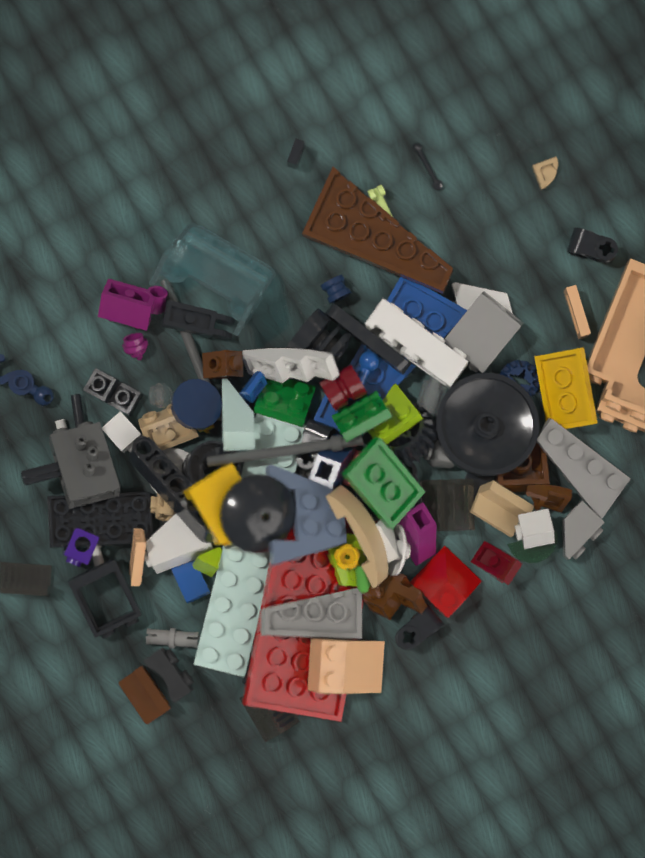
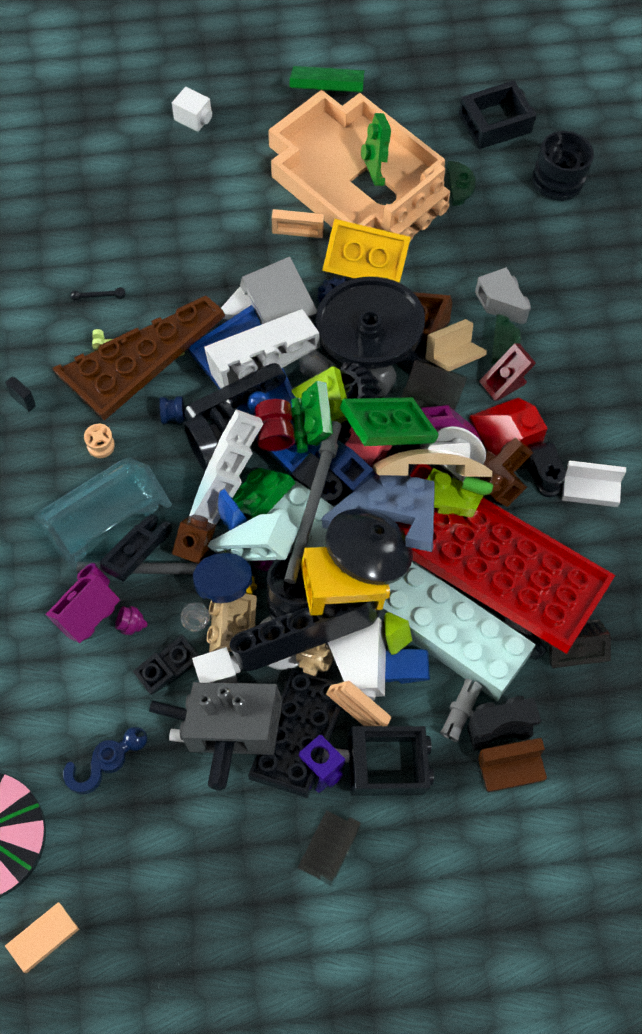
camera: 65 degrees left, 20 degrees down
(281, 237) = (99, 433): none -> light nougat wheel
(324, 616) = (500, 544): light grey wing -> none
(345, 666) = (559, 546): light nougat slope -> none
(349, 563) = (453, 482): yellow plate -> none
(418, 675) = (593, 483): none -> white panel
(535, 529) = (489, 324): white brick -> none
(545, 172) = (156, 205): tan tile -> none
(549, 496) = (462, 303): reddish brown slope -> none
(586, 470) = (443, 269): light grey wing -> none
(587, 244) = (244, 190): black piece -> none

